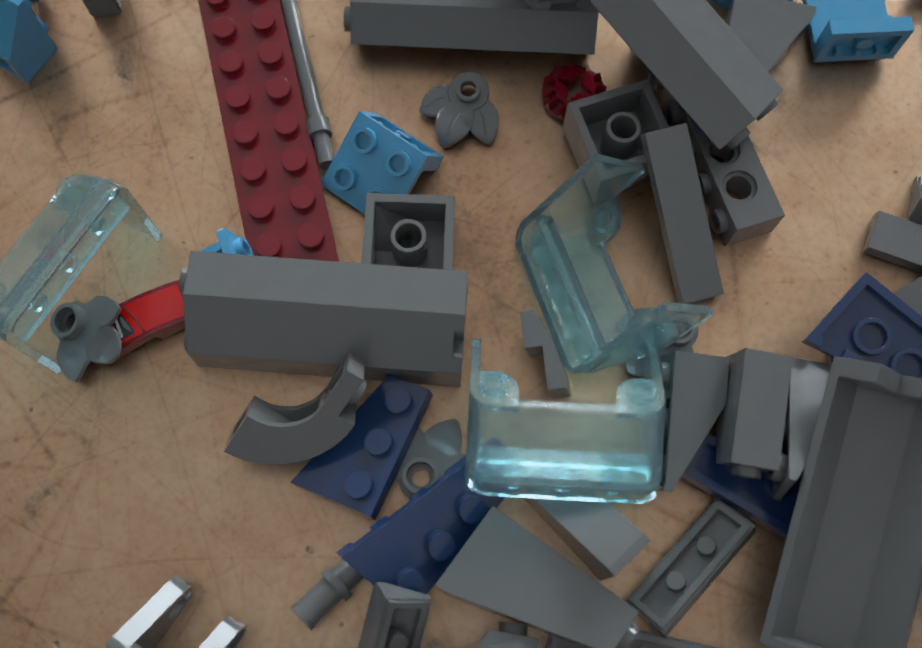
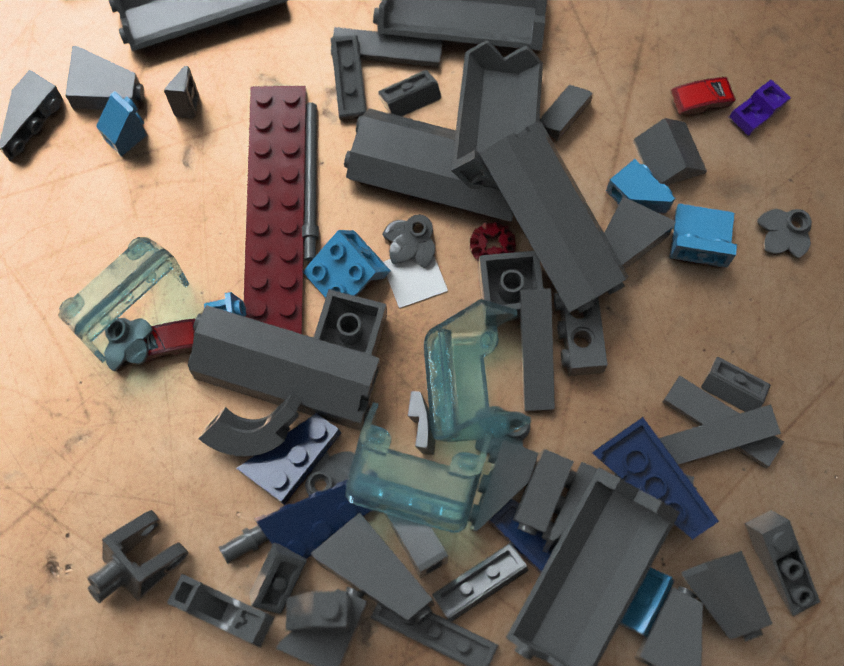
camera: 15 degrees right, 0 degrees up
(478, 166) = (414, 283): none -> white sticker

